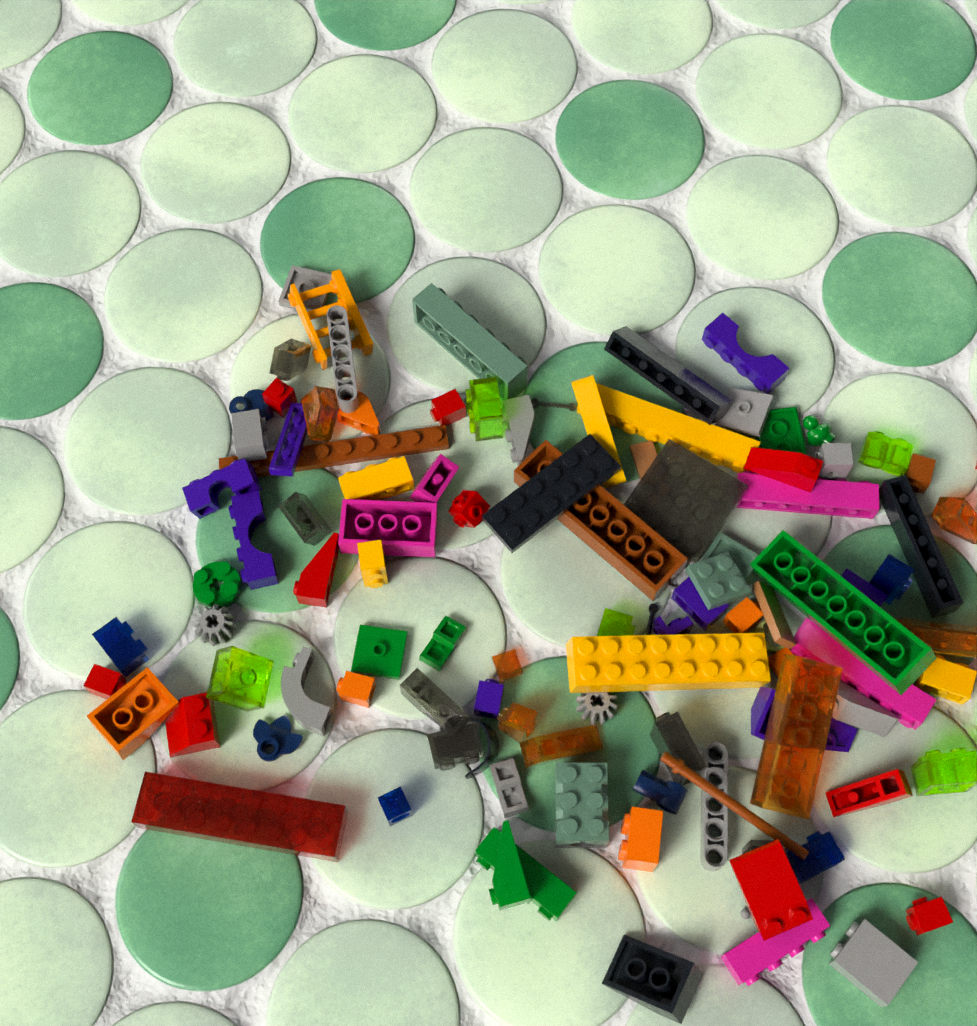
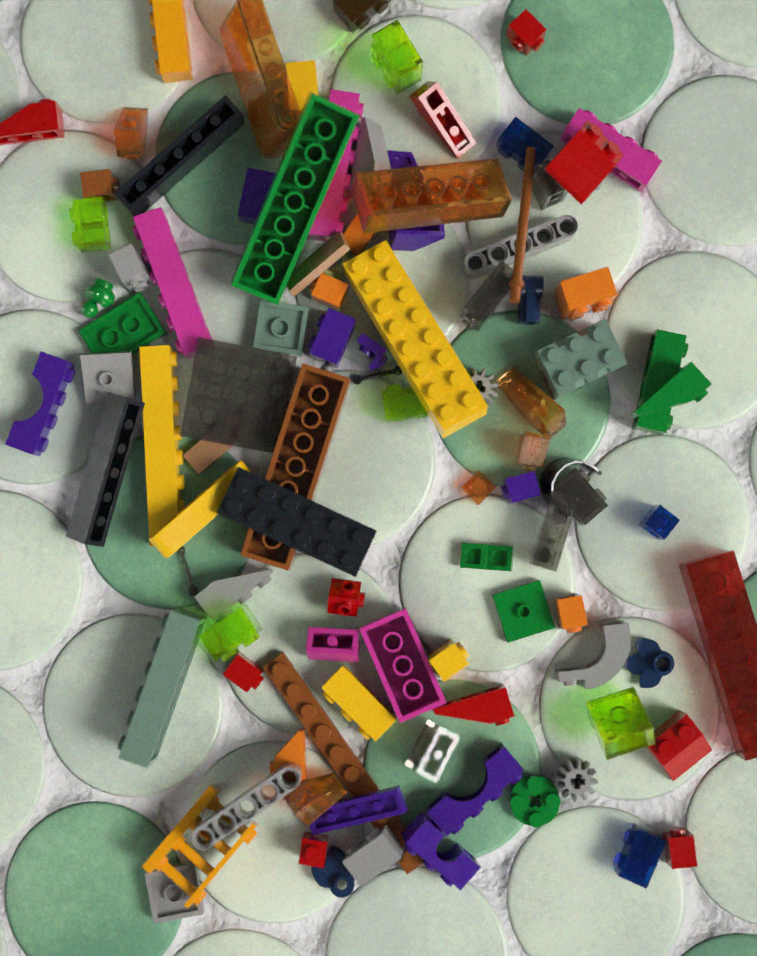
camera: 115 degrees left, 20 degrees up
(133, 713) = (698, 805): orange slope -> none
(290, 359) = (269, 861): clear smoke brick -> none
(509, 788) = (589, 432): light grey slope -> none
(653, 978) = (691, 238): black slope -> none
(718, 580) = (308, 326): sand green plate -> none
(785, 466) = (160, 311): red slope -> none
(872, 962) = (588, 65): light grey brick -> none
(892, 578) = (230, 170): clear blue brick -> none

